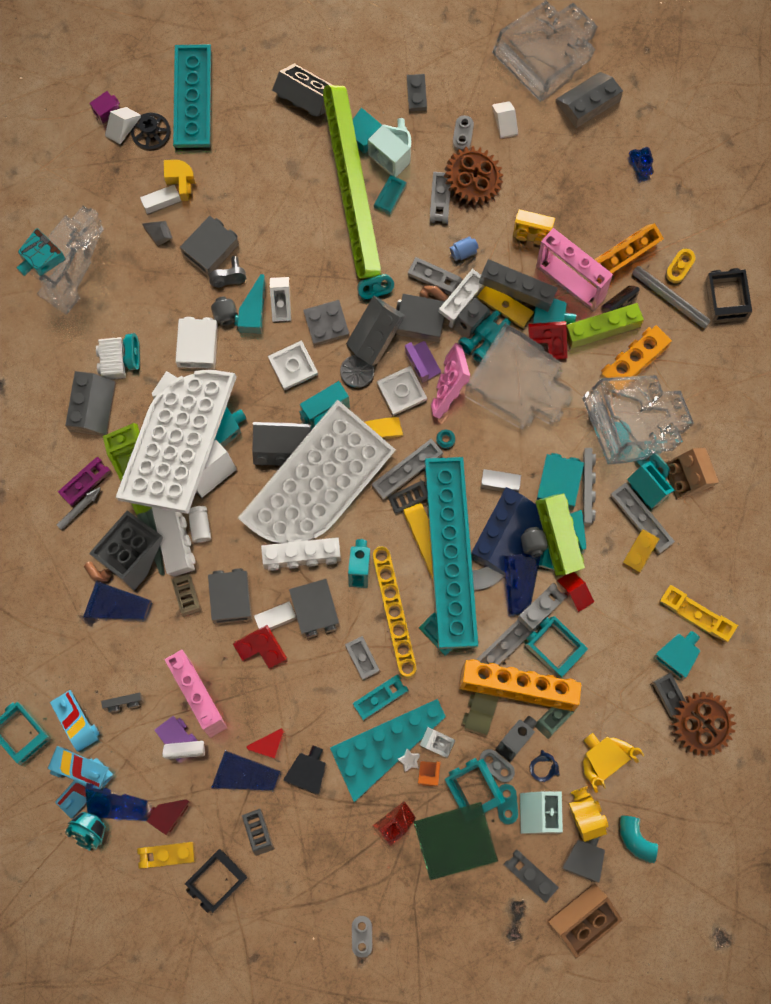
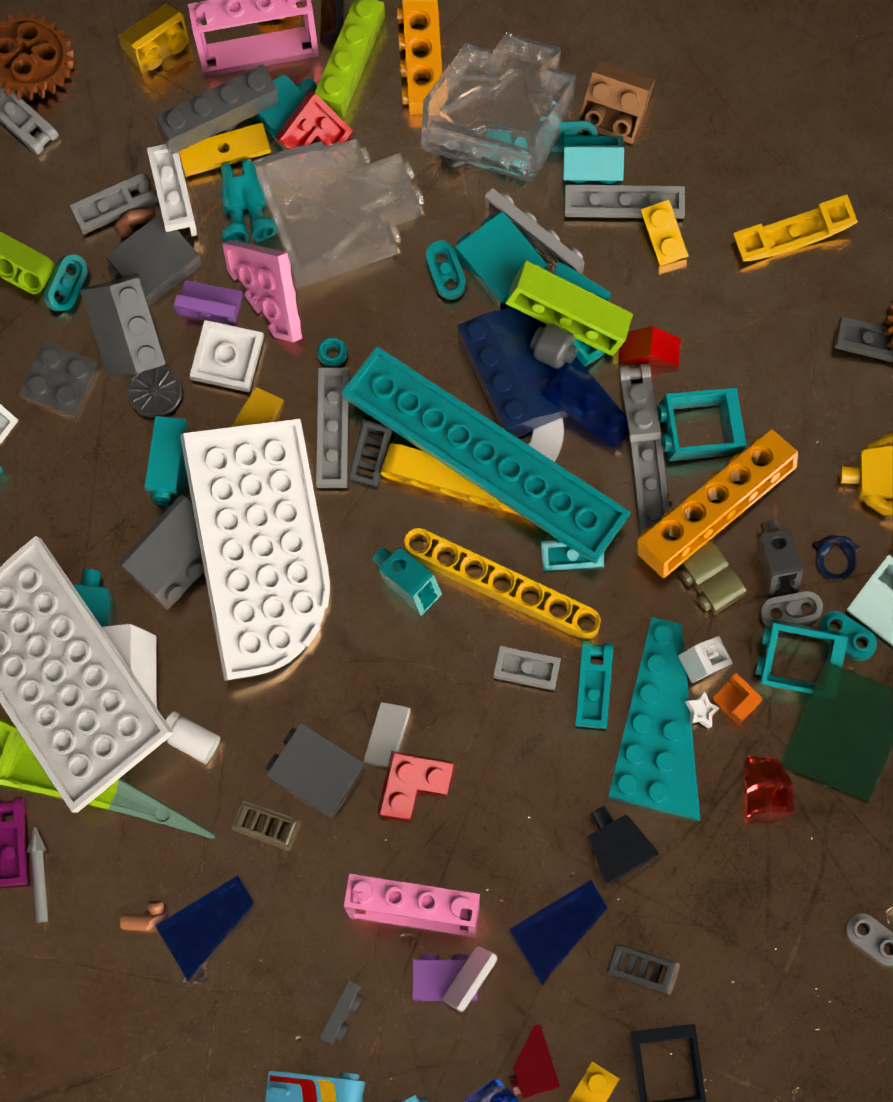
camera: 50 degrees left, 0 degrees up
(128, 549) = (147, 852): dark grey slope -> none
(175, 541) = (186, 785): white brick -> none
(268, 745) = (546, 870): red slope -> none
(293, 365) = (80, 462): white plate -> none
(301, 553) = (333, 639): white brick -> none
(314, 608) = (417, 677): dark grey brick -> none
(464, 248) = (109, 140): medium blue brick -> none
(472, 317) = (207, 197): dark grey torso -> none
(500, 480) = (439, 329): slope -> none
(532, 460) = (445, 271): none -> teal plate
(552, 721) = (788, 502): sand green slope -> none
(679, 654) = (826, 290): teal torso -> none

